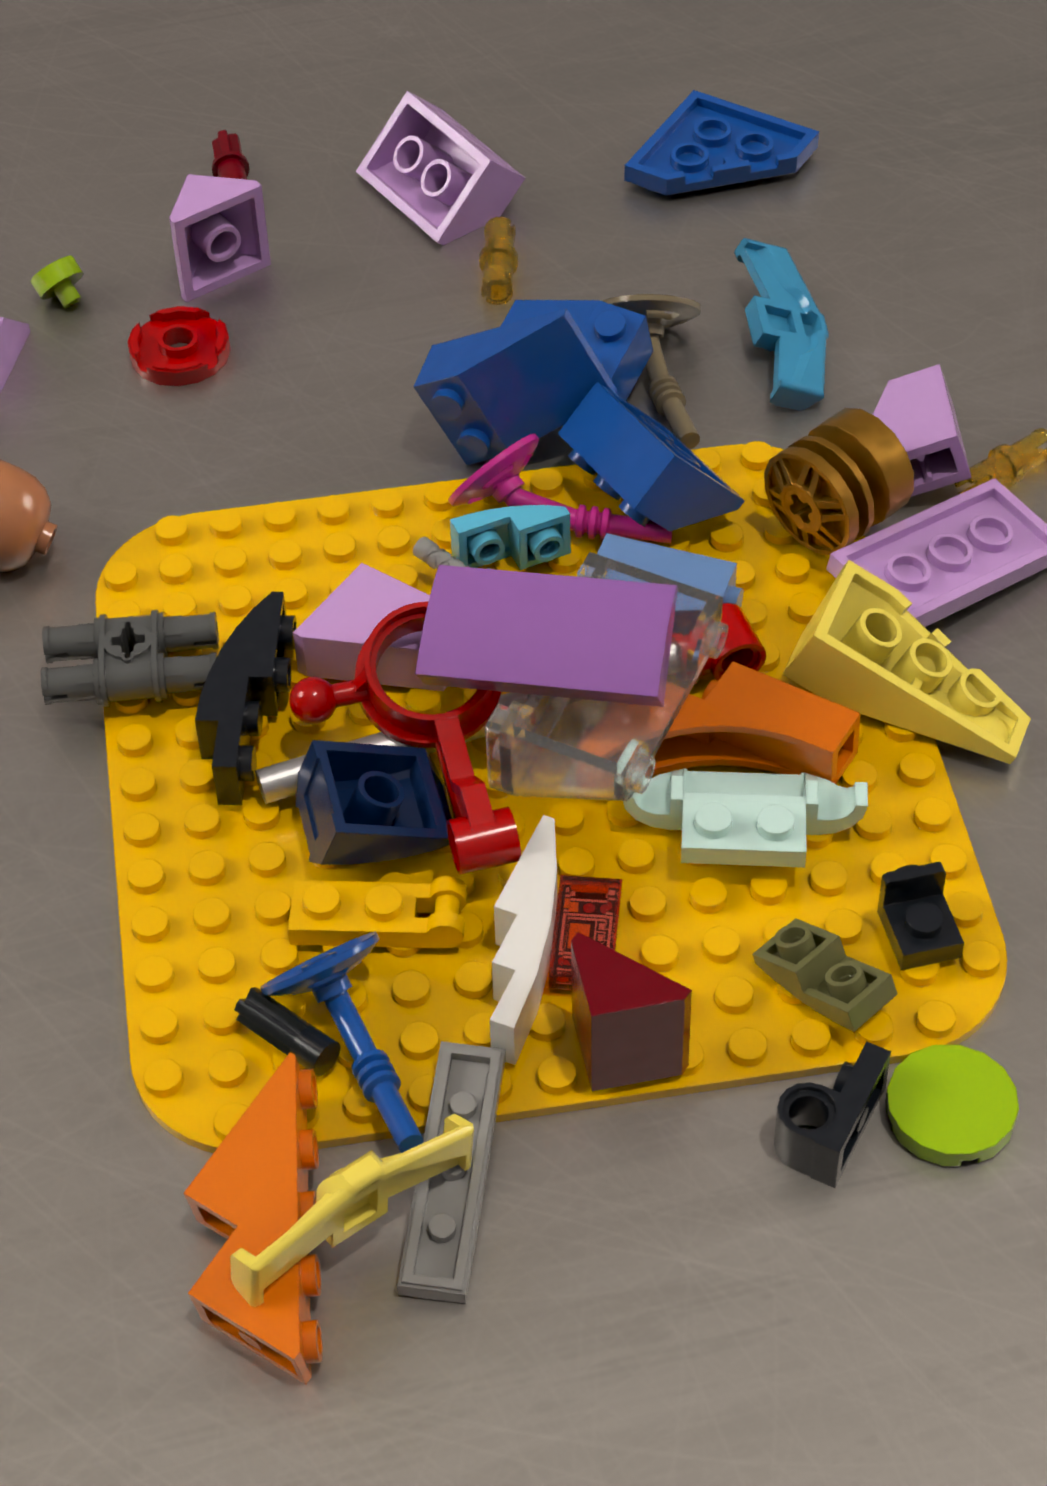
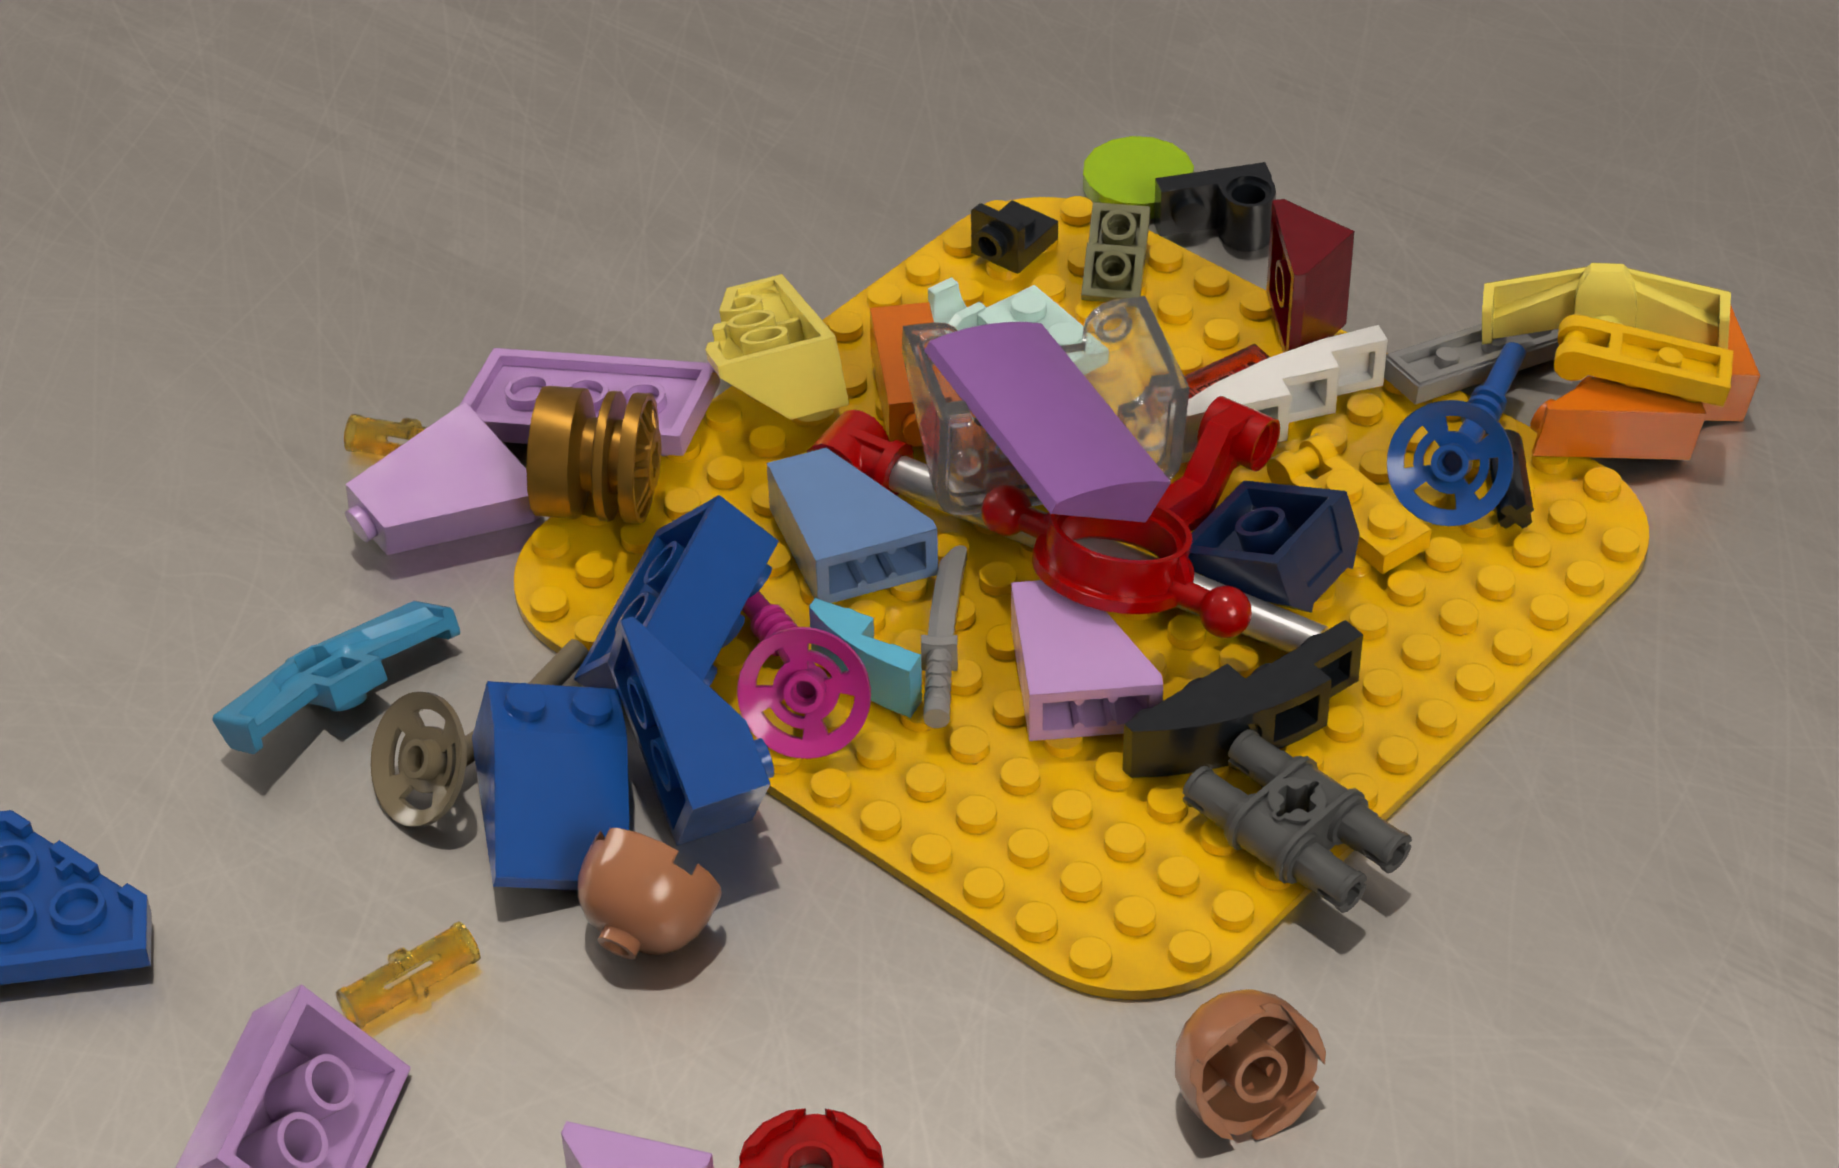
camera: 130 degrees left, 5 degrees down
(261, 1158) = (1643, 359): none -> yellow plate
(412, 335) = (641, 896): none -> nougat cylinder

